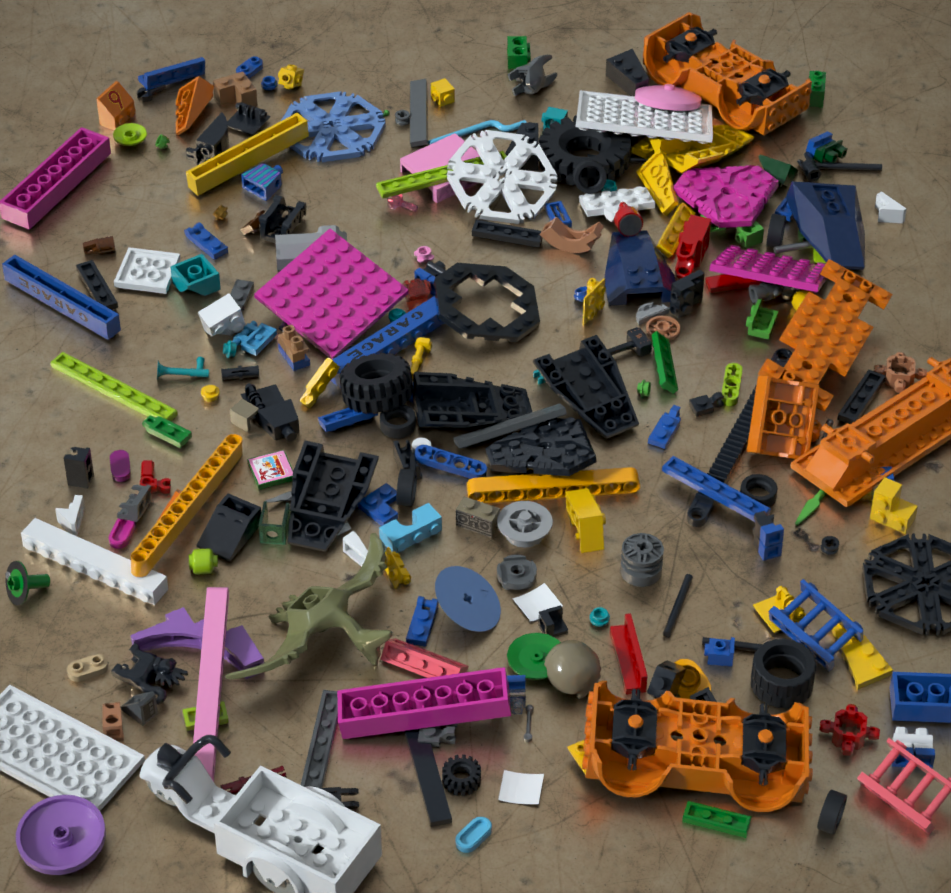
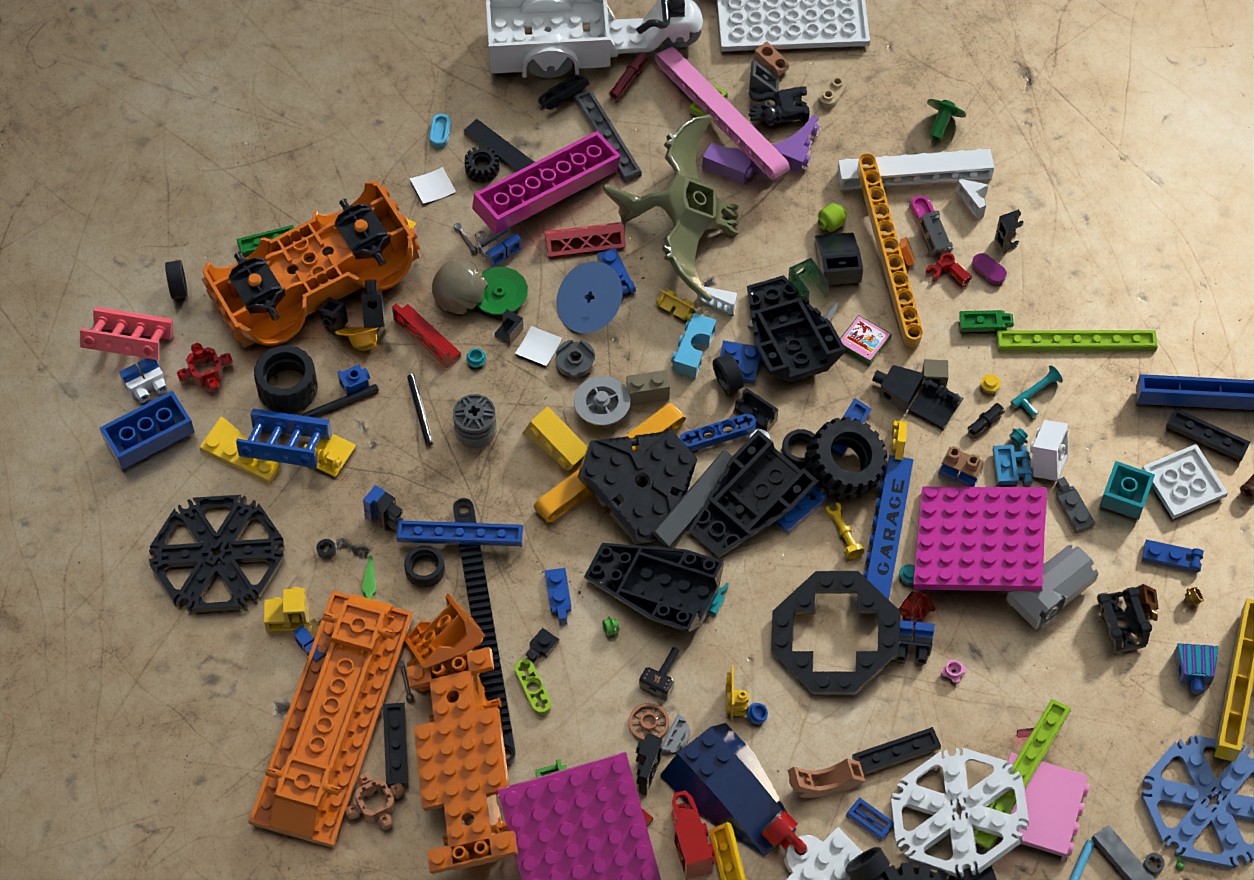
camera: 145 degrees right, 15 degrees up
(664, 362) = (613, 669): green plate -> none

